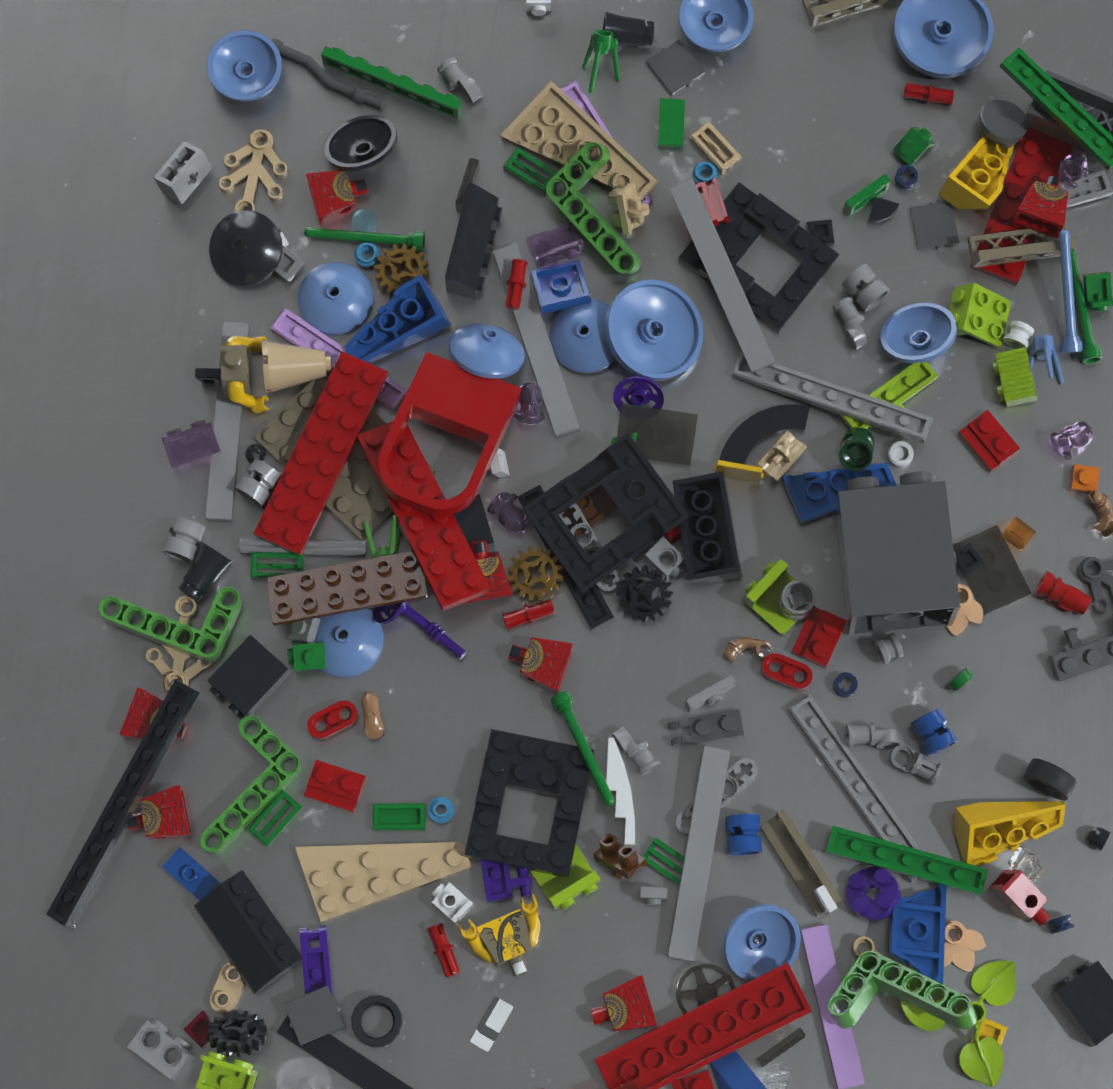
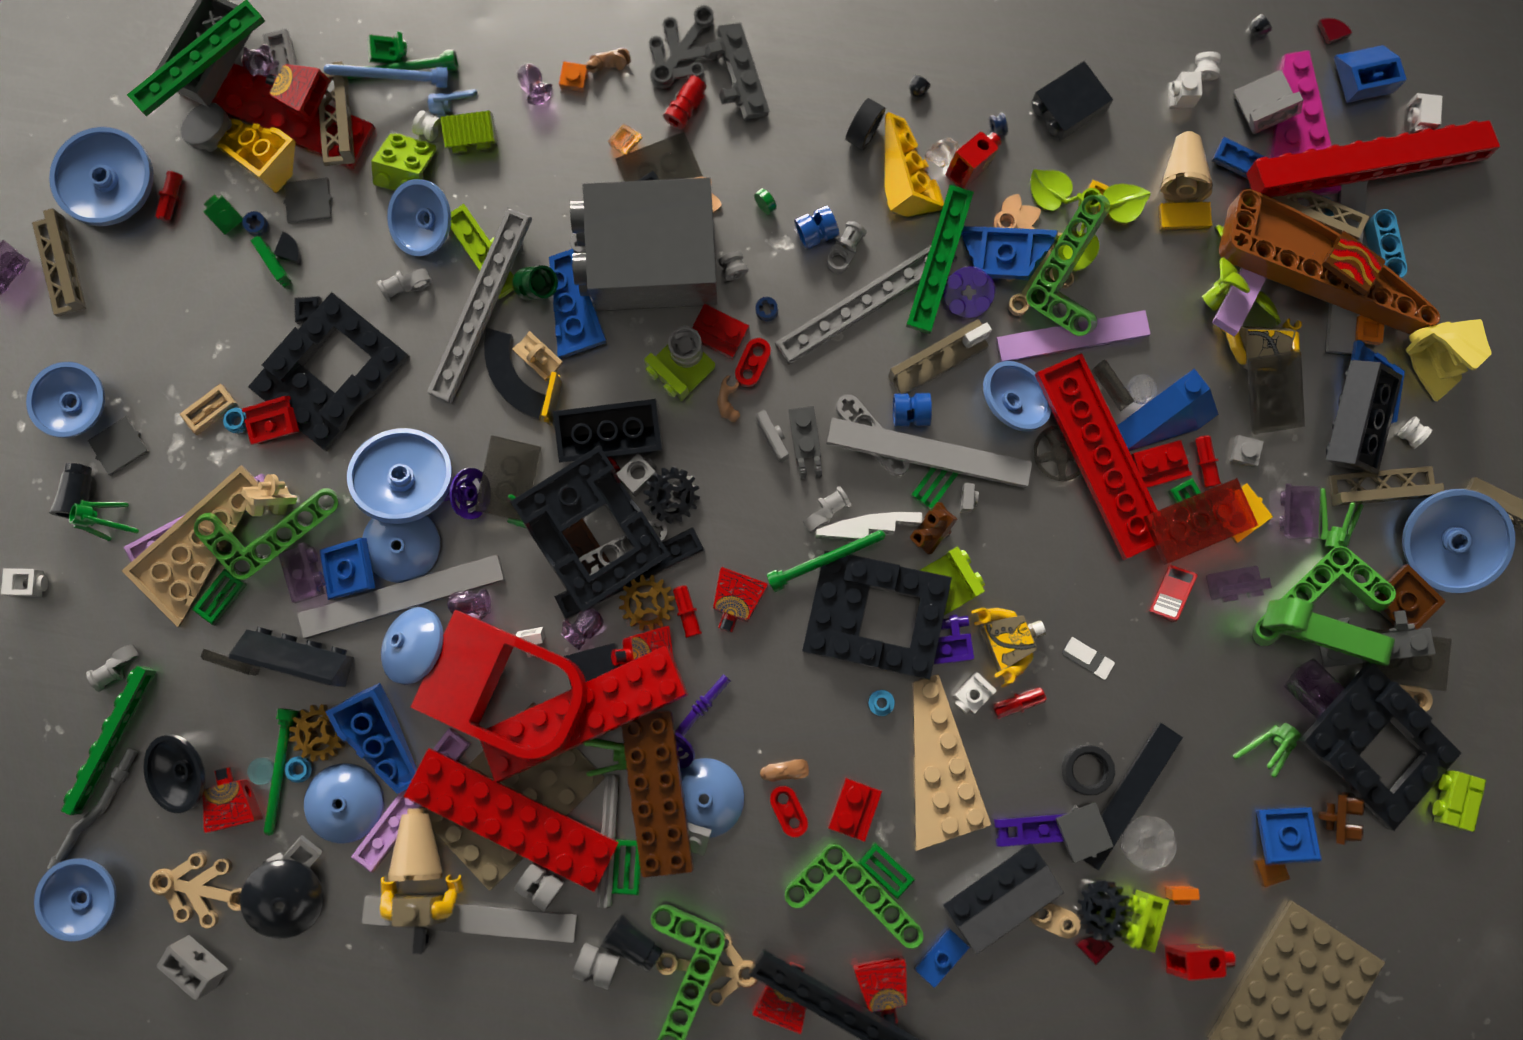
camera: 85 degrees left, 5 degrees up
(157, 1055) = (1123, 993): light grey brick -> none
(190, 444) = (494, 958): clear purple bracket -> none
(248, 677) = (743, 898): black brick -> none
(260, 451) = (504, 884): black hinge -> none
(307, 655) = (724, 836): green bracket -> none
(399, 817) = (887, 745): green tile -> none
(516, 284) = (341, 614): red axle -> none
(626, 1007) = (1075, 527): red torso -> none
(671, 123) = (179, 451): green tile -> none
(722, 275) = (345, 404): light grey tile -> none
(867, 734) = (817, 288): light grey connector -> none
(872, 293) = (375, 261): light grey wheel -> none
(900, 454) = (540, 245): white tile -> none
(989, 441) = (531, 161): red plate -> none

